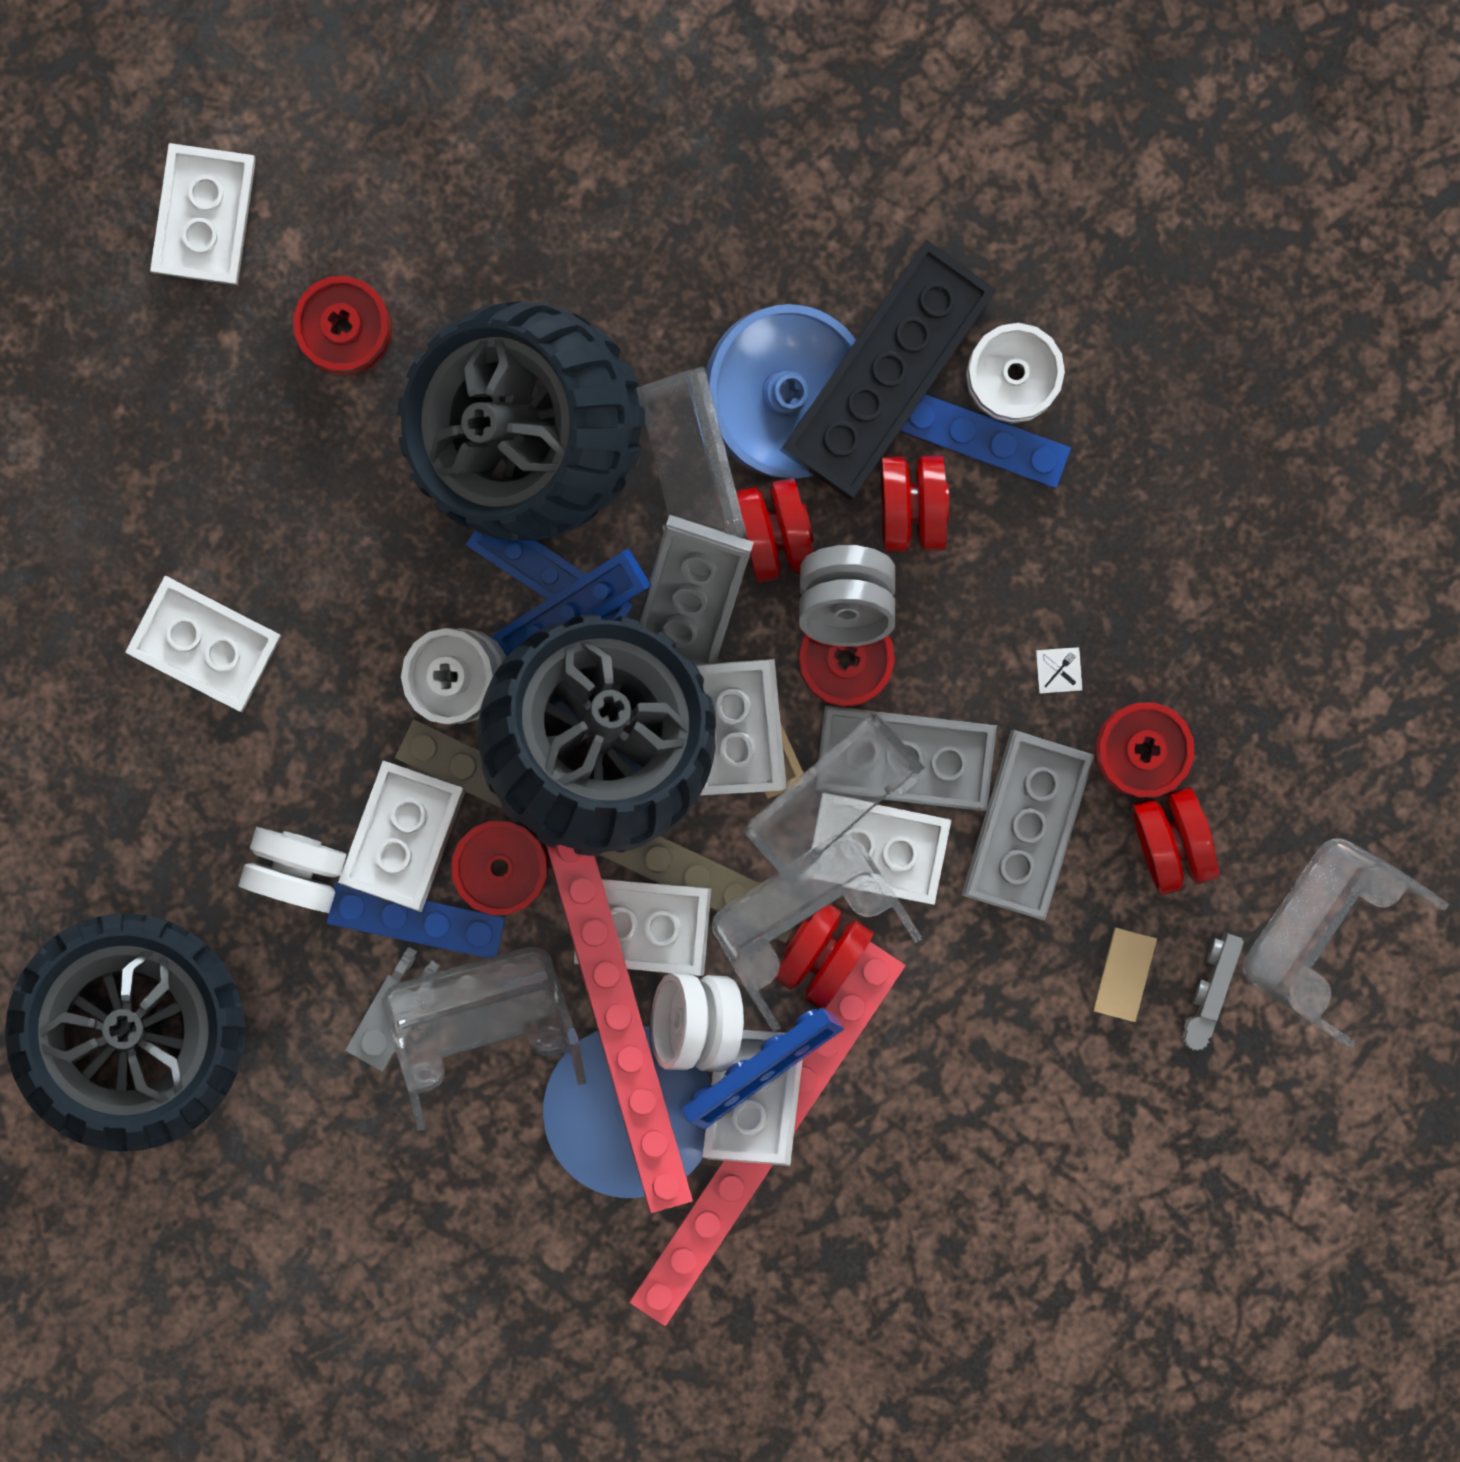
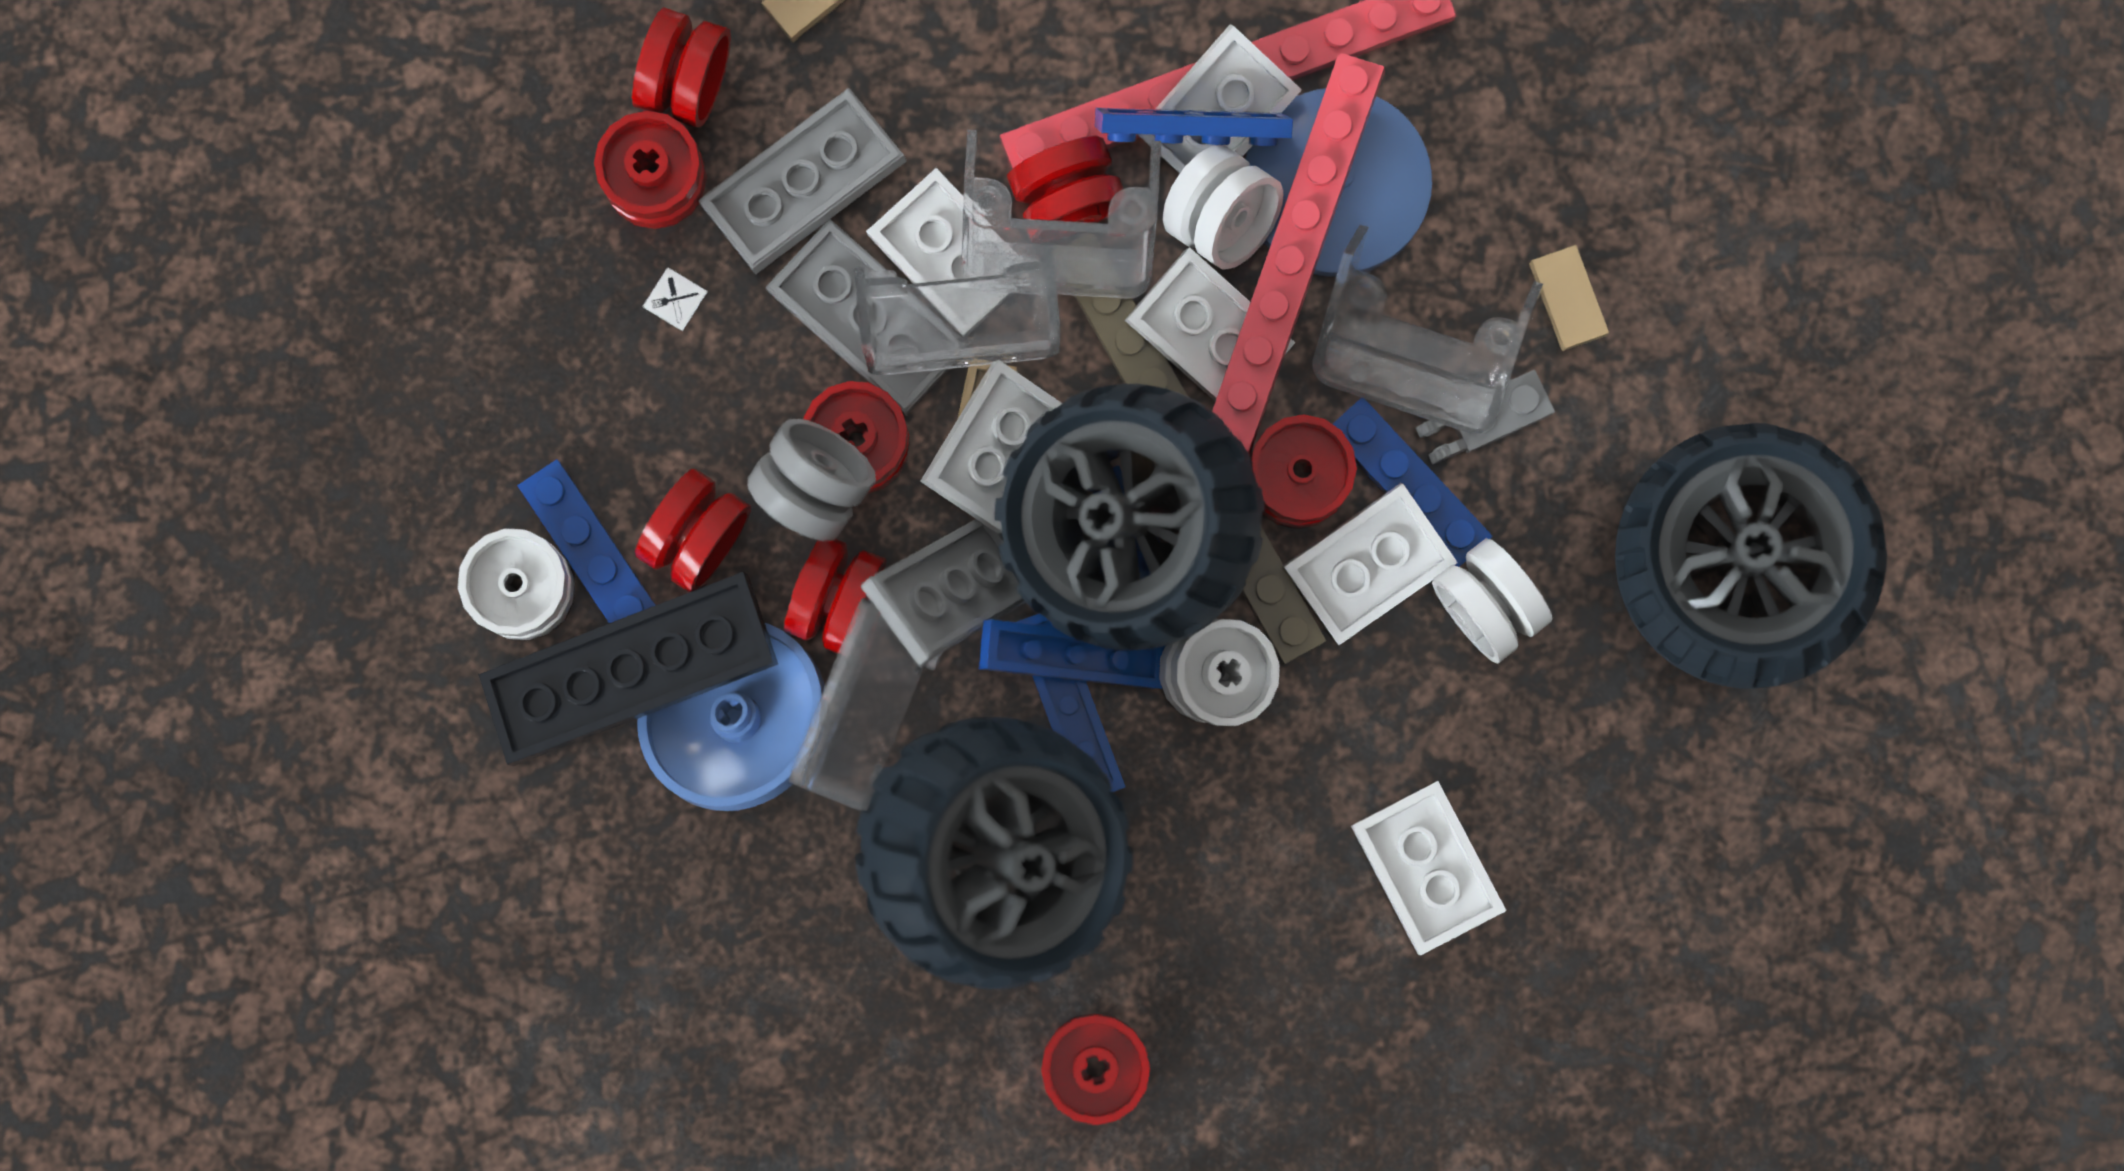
camera: 140 degrees left, 5 degrees down
(394, 1145) = (1569, 298): none -> tan tile

